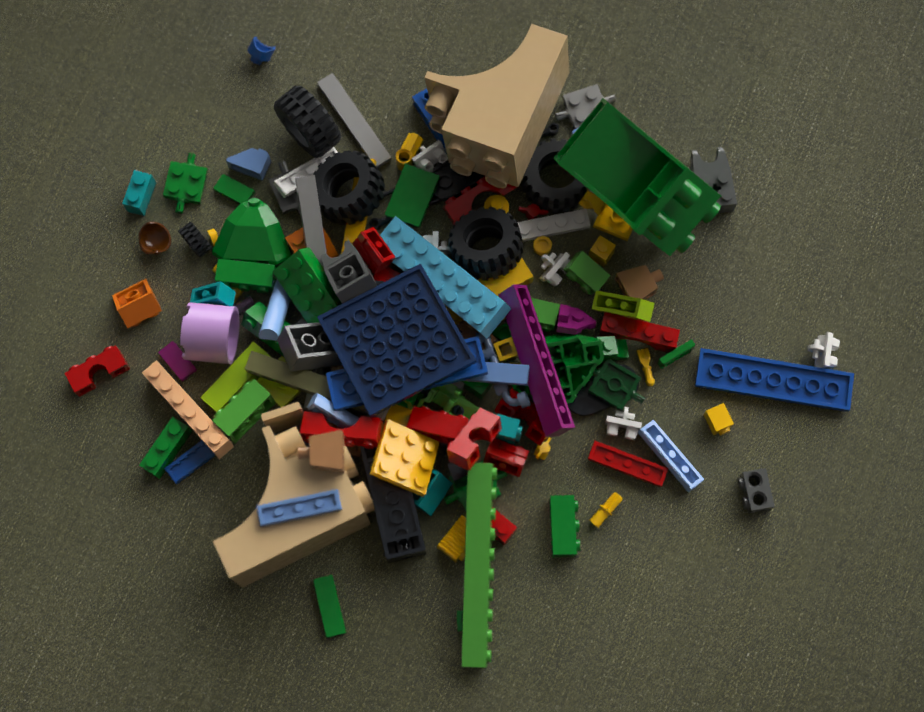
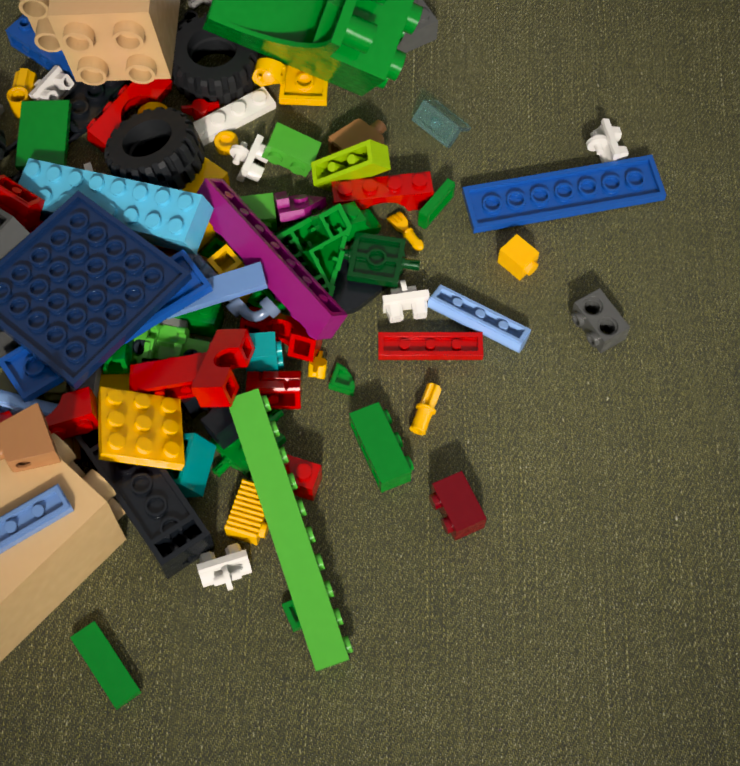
camera: 25 degrees left, 10 degrees down
(427, 573) = (225, 568): none -> white hips
(556, 465) = (342, 380): none -> green tile
(599, 589) = (457, 506): none -> dark red brick
(602, 251) = (301, 118): yellow brick -> none
(706, 286) = (439, 122): none -> clear light blue panel

